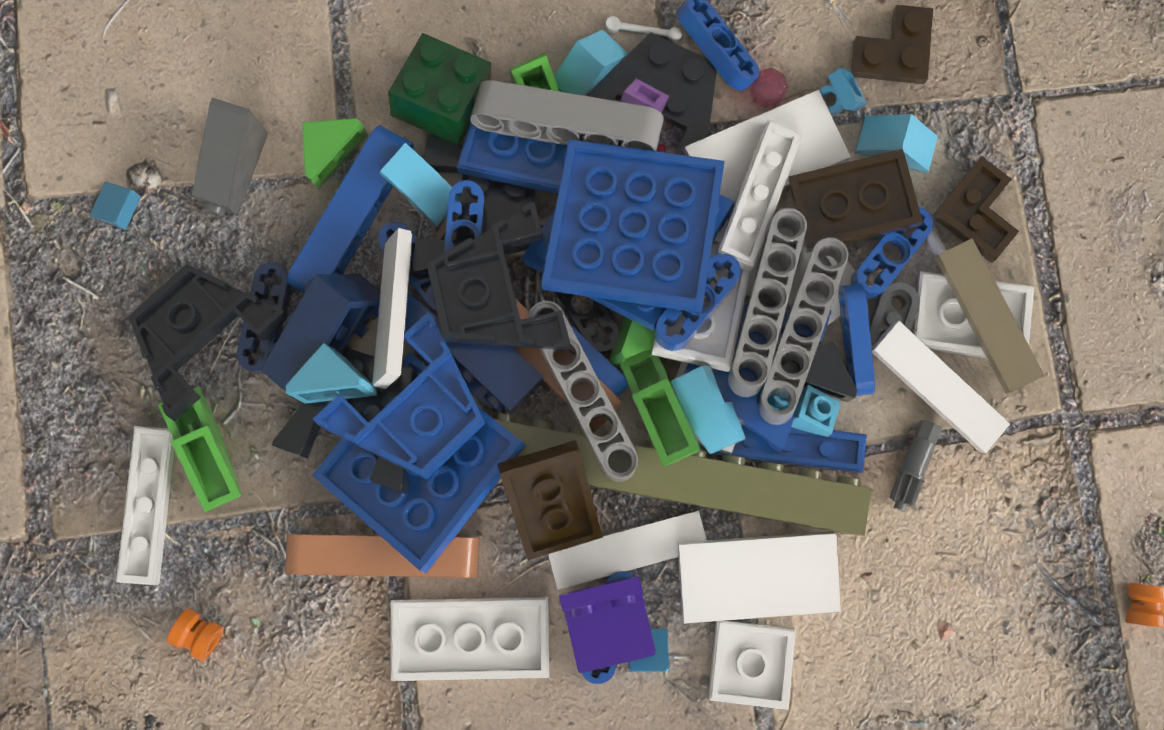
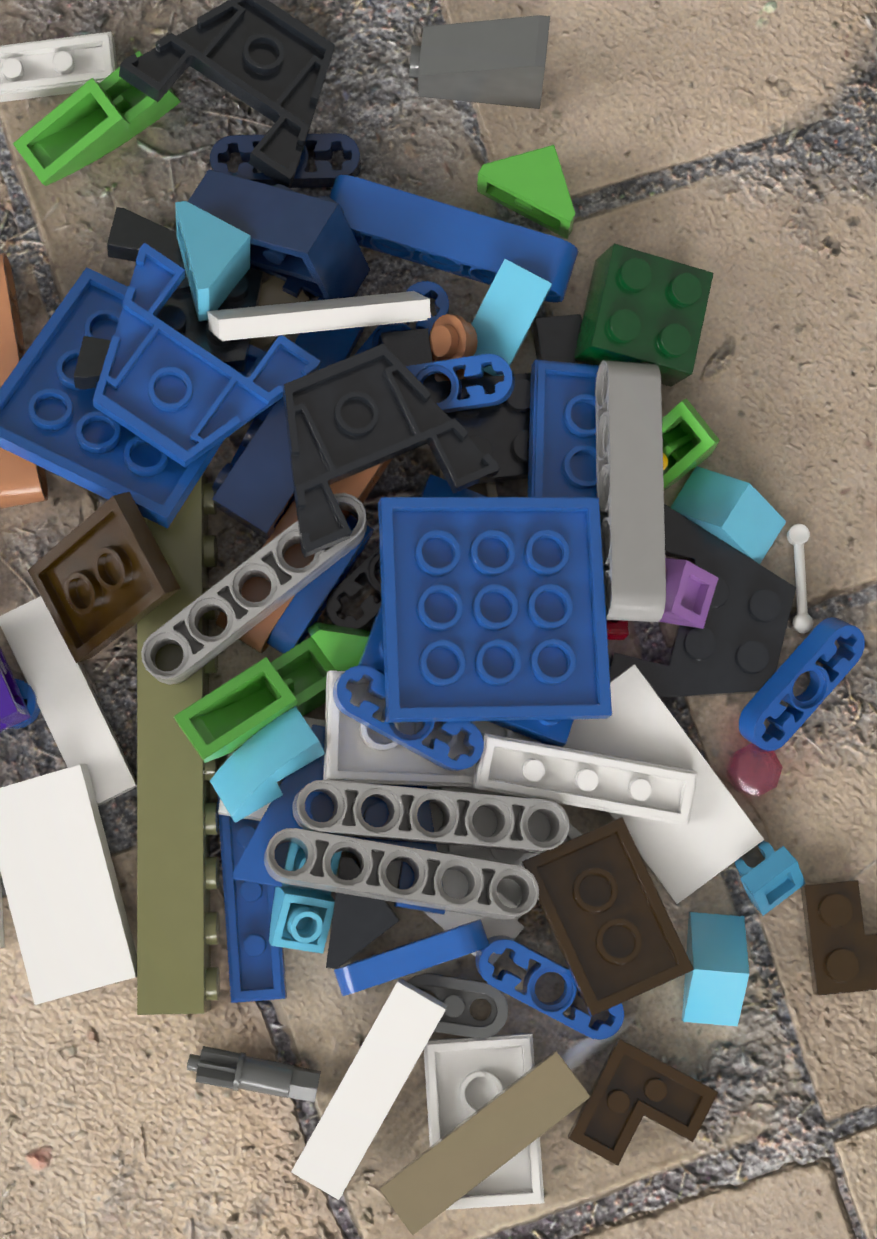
camera: 80 degrees right, 0 degrees up
(428, 223) = (452, 338): none -> nougat plate

